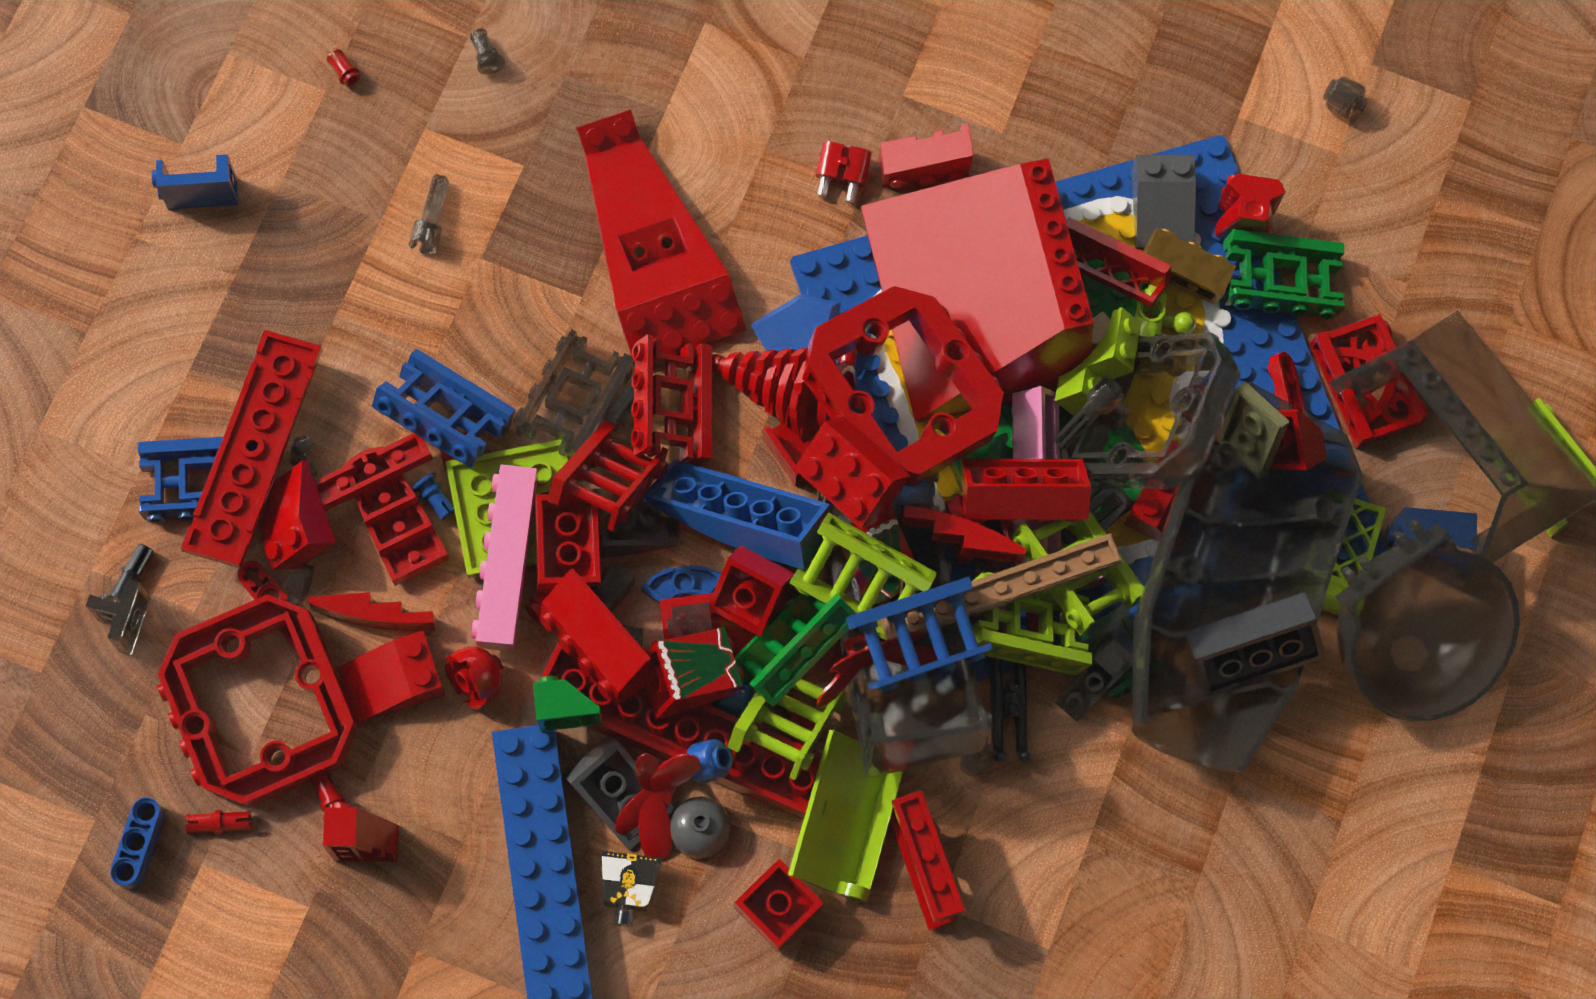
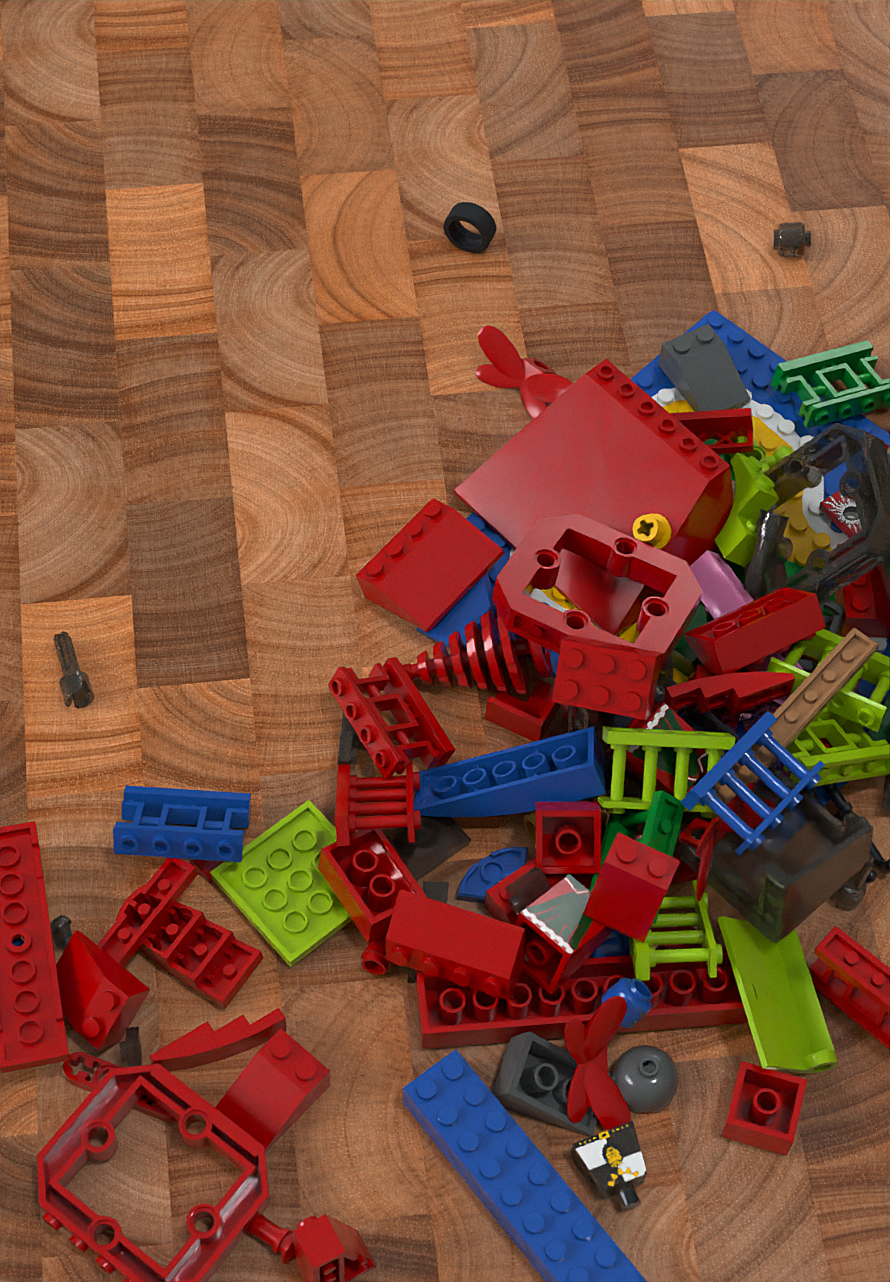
camera: 25 degrees left, 15 degrees down
(434, 496) = (217, 909): blue pin -> none
(475, 674) = (352, 1048): red cylinder -> none
(487, 57) = (47, 518): clear smoke pin -> none
(506, 558) = (322, 926): bright pink brick -> none
(552, 385) = (322, 758): clear smoke fence -> none
(563, 706) = (464, 1019): green slope -> none
(667, 291) = (329, 629): red wing -> none
(753, 672) = (630, 887): none -> red slope
(791, 272) = (428, 565): none -> red slope
(842, 165) = (418, 466): red piece -> none
(926, 160) = (488, 428): wedge -> none
(986, 109) = (510, 371): none -> red piece
(993, 346) = (652, 530): none -> yellow piece
(1191, 266) = (772, 410): pearl gold brick -> none
(1248, 204) = (775, 340): red piece -> none

